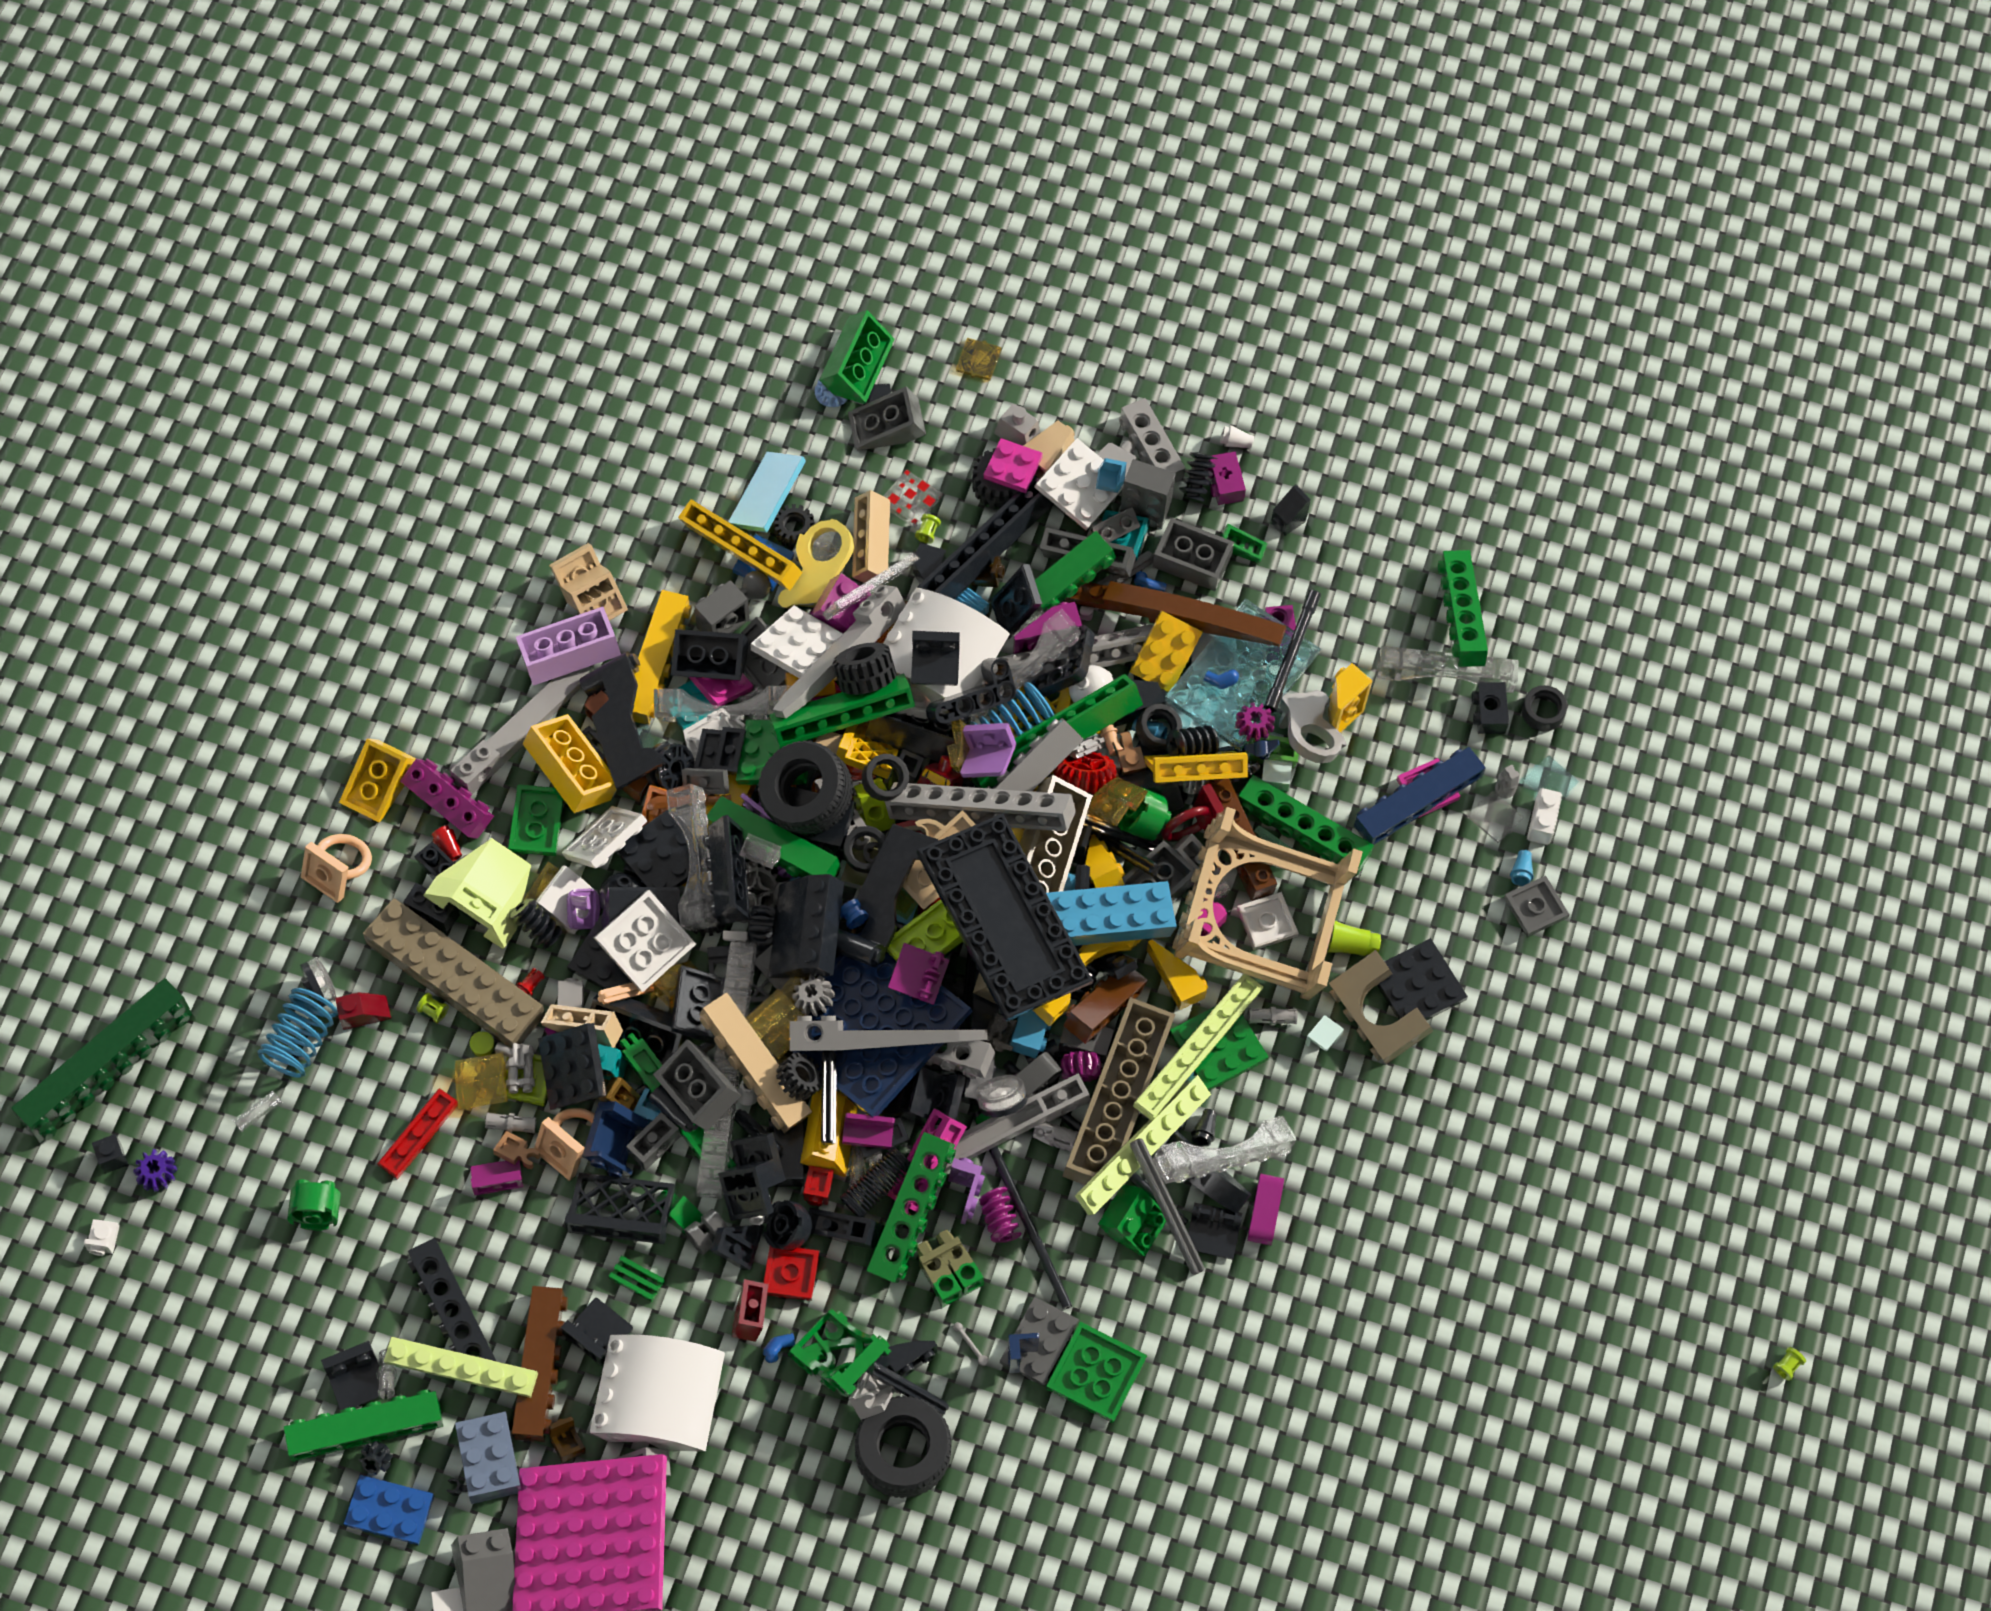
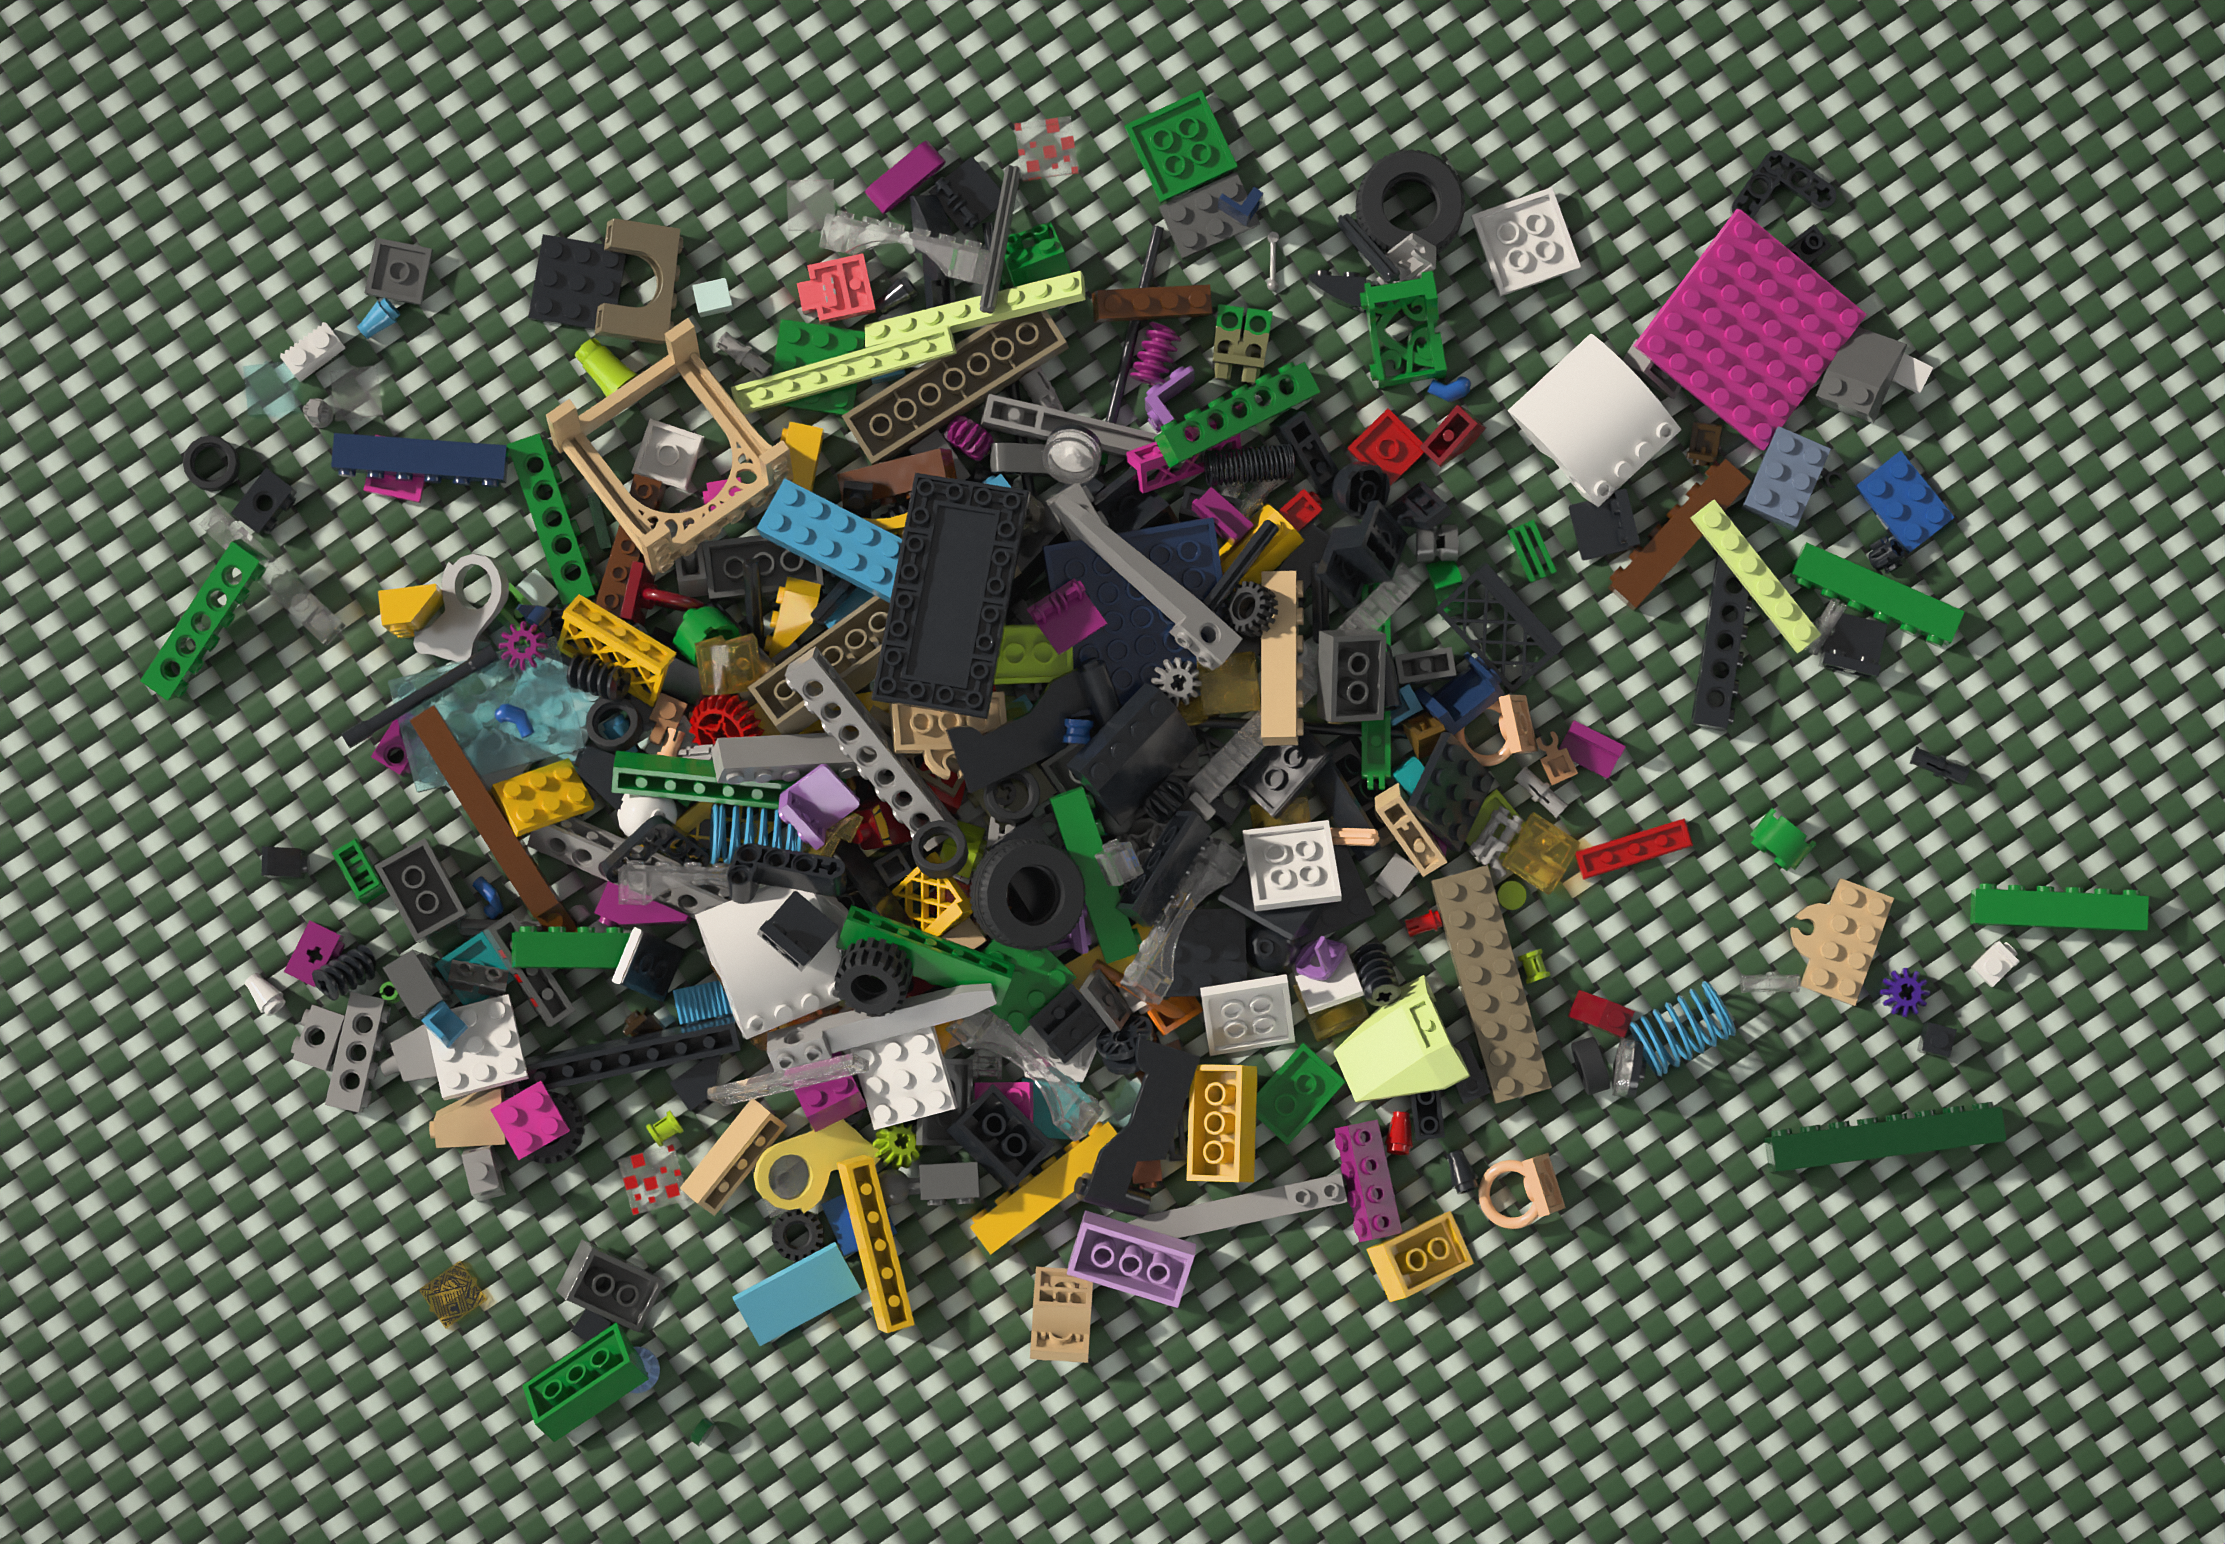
camera: 140 degrees left, 20 degrees up
(77, 1304) = (2059, 909): none -> green brick
(226, 1176) = (1841, 940): none -> tan plate
(234, 1341) = (1939, 765): none -> black pin
(346, 967) = (1590, 1065): none -> black tyre
(387, 848) = (1462, 1174): none -> black cone
(763, 382) = (702, 1431): none -> dark green tile
(780, 609) = (897, 1156): none -> lime gear
(801, 1488) = (1525, 241): none -> white plate
(1029, 1244) = (1151, 303): none -> reddish brown brick
(1182, 424) = (320, 1055): none -> light grey brick
(1187, 1303) = (1046, 148): none -> clear tile
(1247, 1101) = (837, 289): none -> coral piece
(1314, 1148) = (809, 203): none -> clear piece

